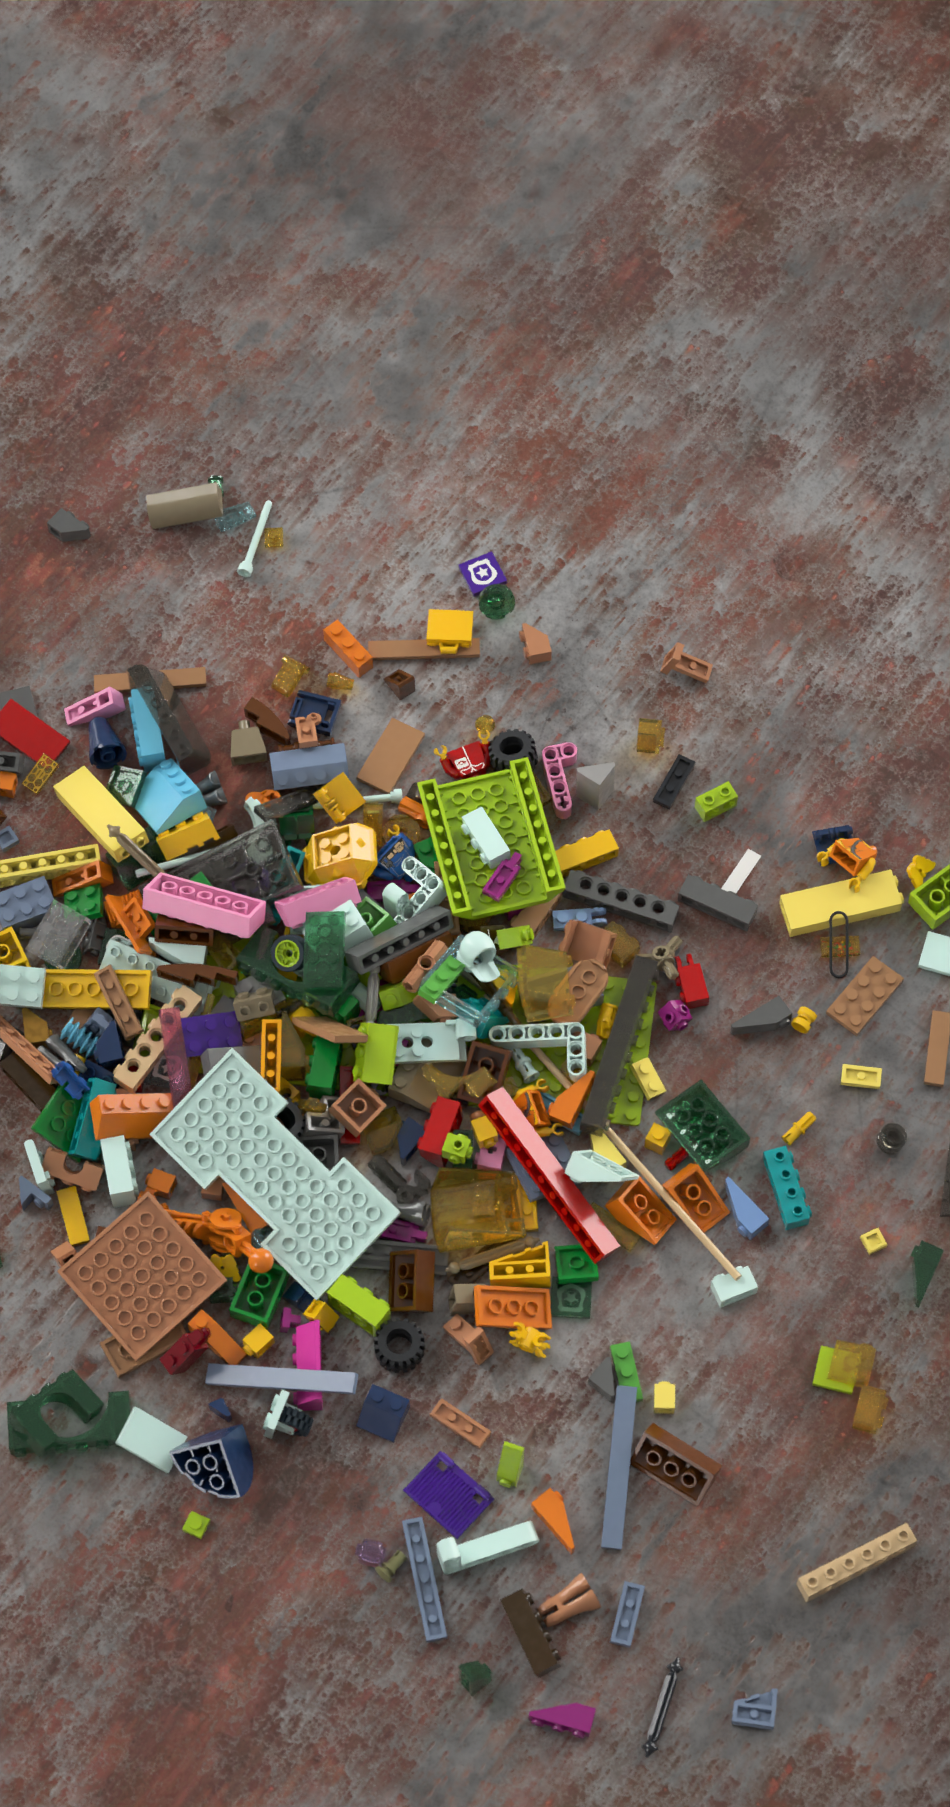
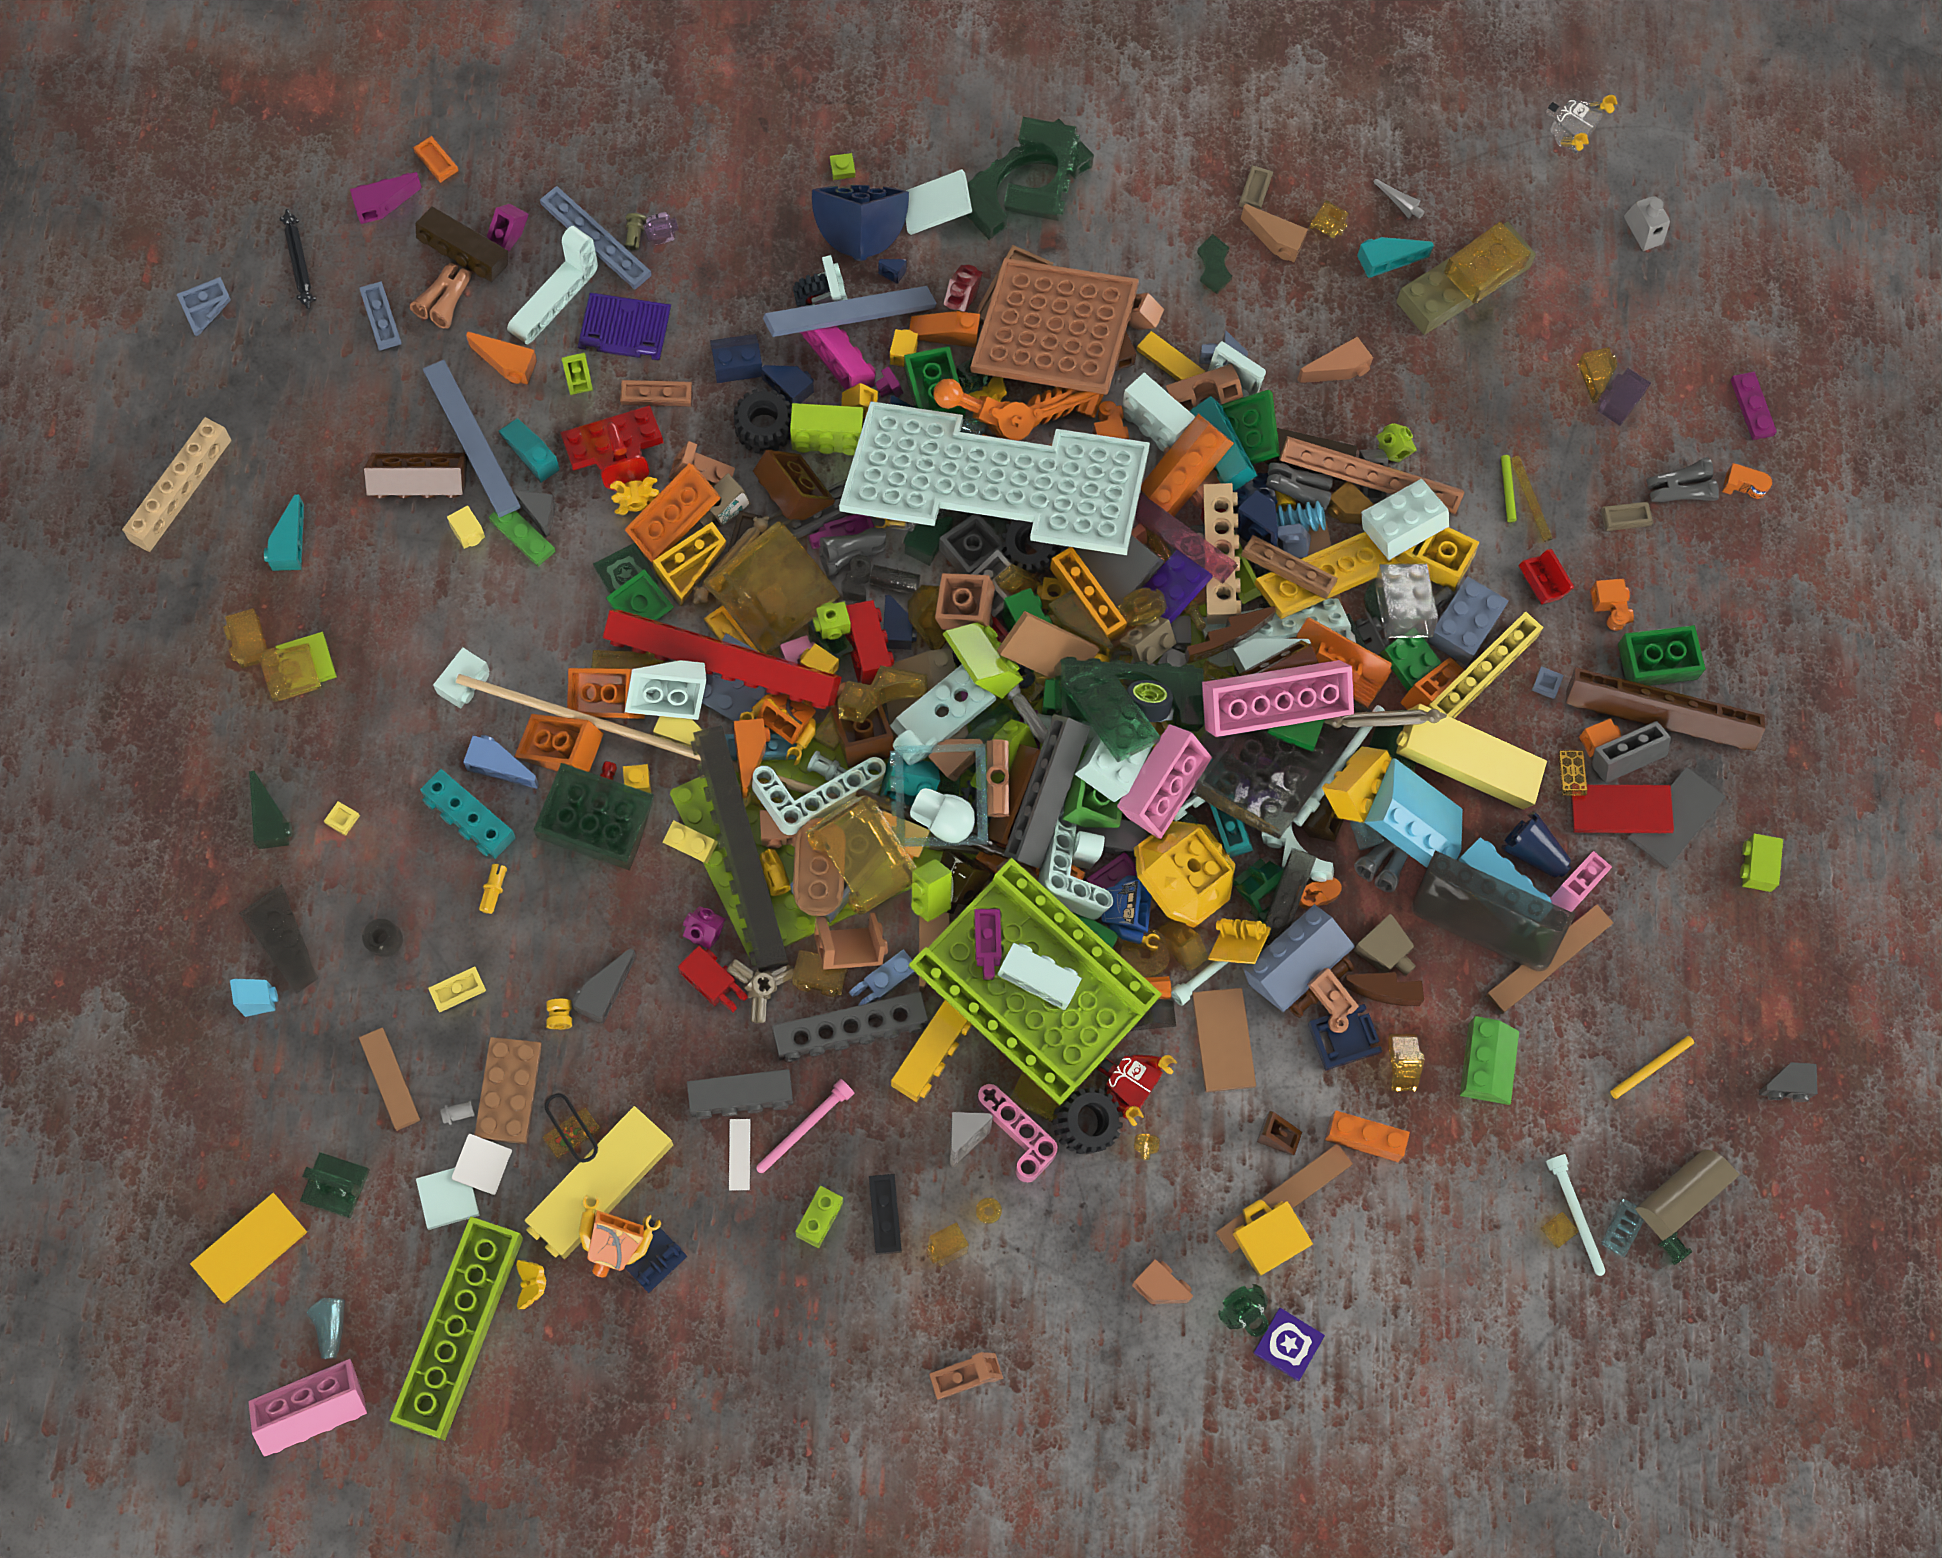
camera: 140 degrees right, 5 degrees up
(65, 1072) = (1262, 454): blue hinge -> none
(126, 784) = (1474, 811): clear green plate -> none
(140, 586) = (1652, 1067): none -> yellow bar
(239, 646) = (1489, 1060): none -> bright green slope
(242, 1027) = (1142, 606): none -> clear yellow tile
(339, 682) = (1347, 1090): clear yellow cone -> none
(359, 1362) = (789, 382): none -> dark blue slope
(441, 979) = (964, 757): bright green plate -> none
(474, 1676) = (489, 171): clear green slope -> none
(488, 1627) = (507, 226): none -> magenta slope
(503, 1732) = (435, 159): none -> orange tile
(517, 1398) = (614, 445): none -> red plate
(581, 1434) = (530, 449): none -> teal slope
(608, 743) = (988, 1202): none -> clear yellow plate
(653, 867) = (839, 1093): none -> bright pink piece
(801, 1467) = (286, 540): none -> teal slope
(906, 1000) = (457, 1112): none -> light grey pin
(909, 959) = (481, 1164): none -> white sticker

